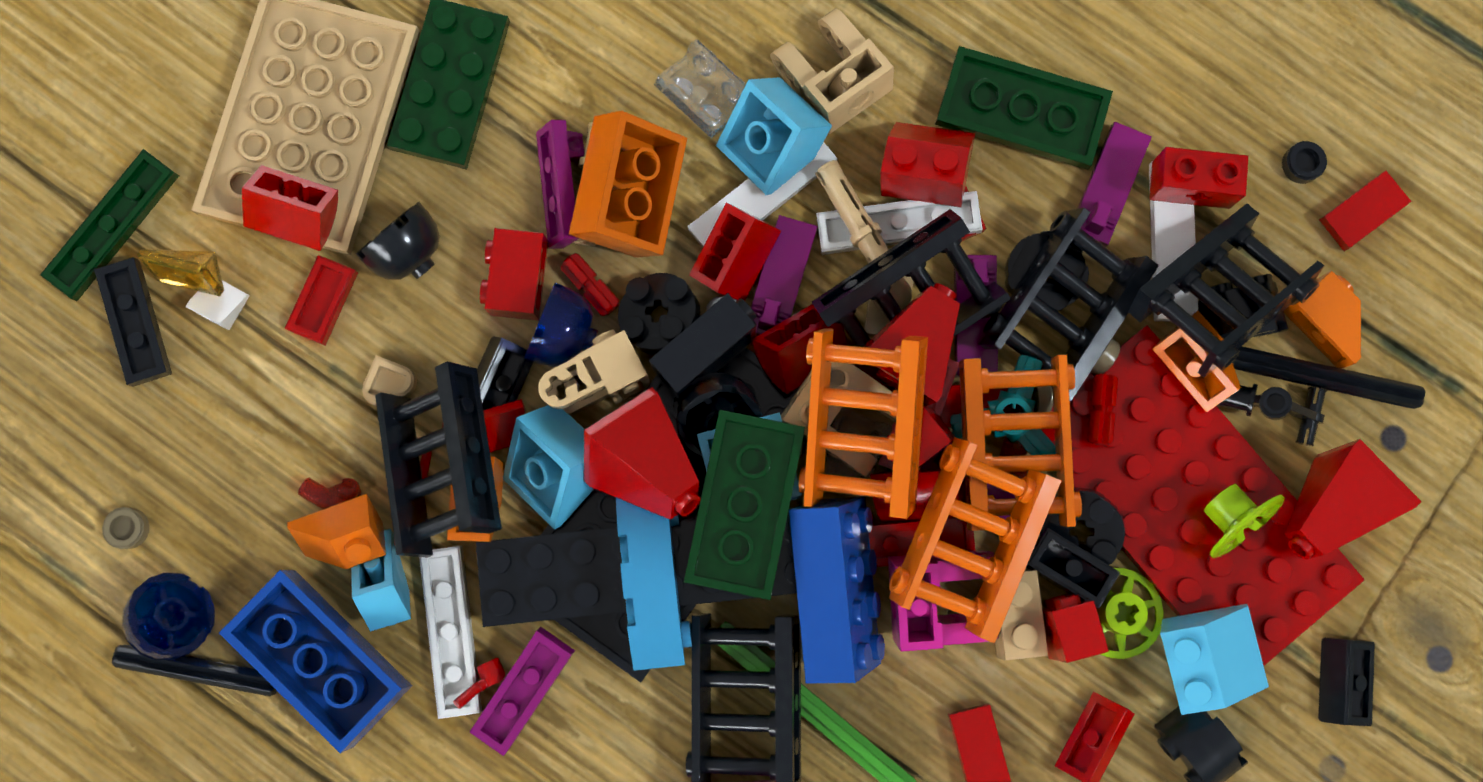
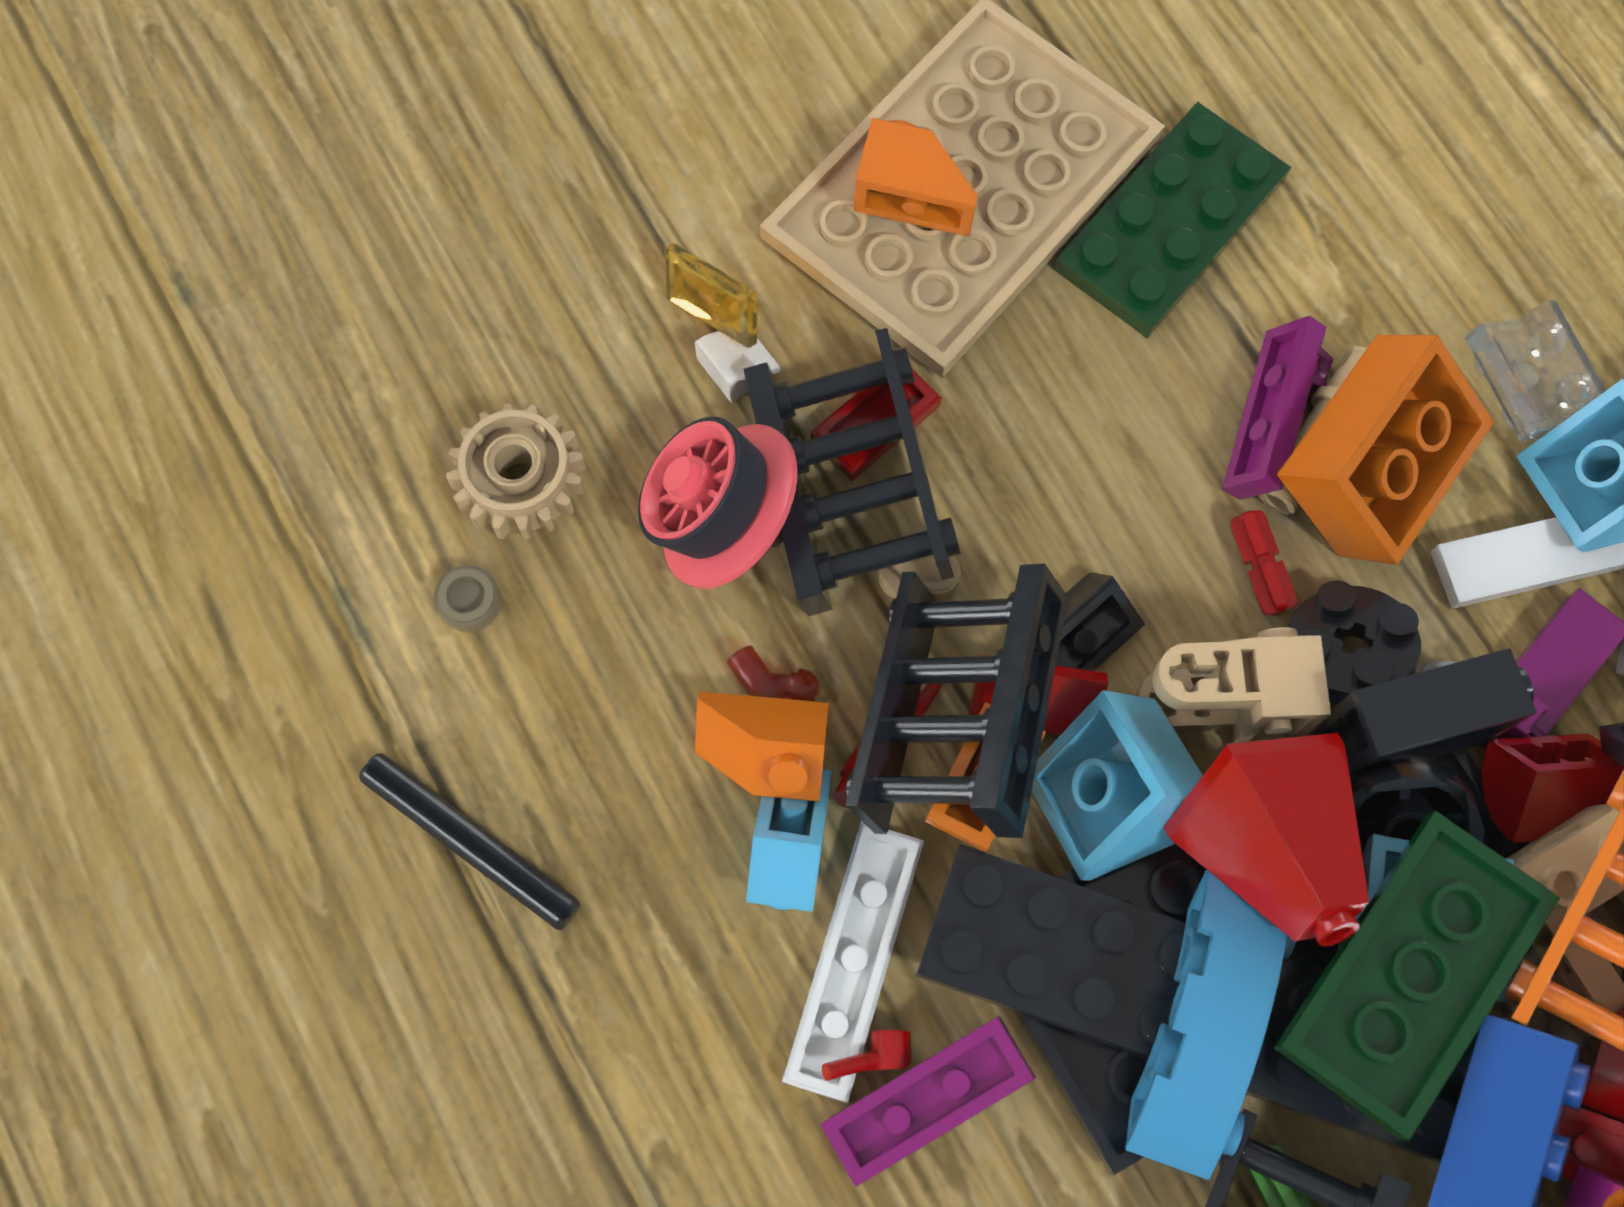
camera: 25 degrees right, 10 degrees down
(93, 434) = (508, 440): none -> tan gear
(109, 225) = (639, 202): dark green tile -> none
(133, 322) = (612, 334): black plate -> none
(168, 617) = (473, 743): clear blue cylinder -> none
(242, 403) = (718, 499): none -> coral piece
(266, 139) = (912, 179): none -> orange slope
(277, 353) = (818, 572): none -> black fence
(289, 207) = (898, 274): red brick -> none
(315, 659) = (651, 906): blue brick -> none
(403, 246) = (1028, 393): black cylinder -> none
(515, 274) = (1166, 501): red brick -> none
(562, 328) = (1209, 598): clear blue cylinder -> none
(734, 252) = (1503, 603): red brick -> none

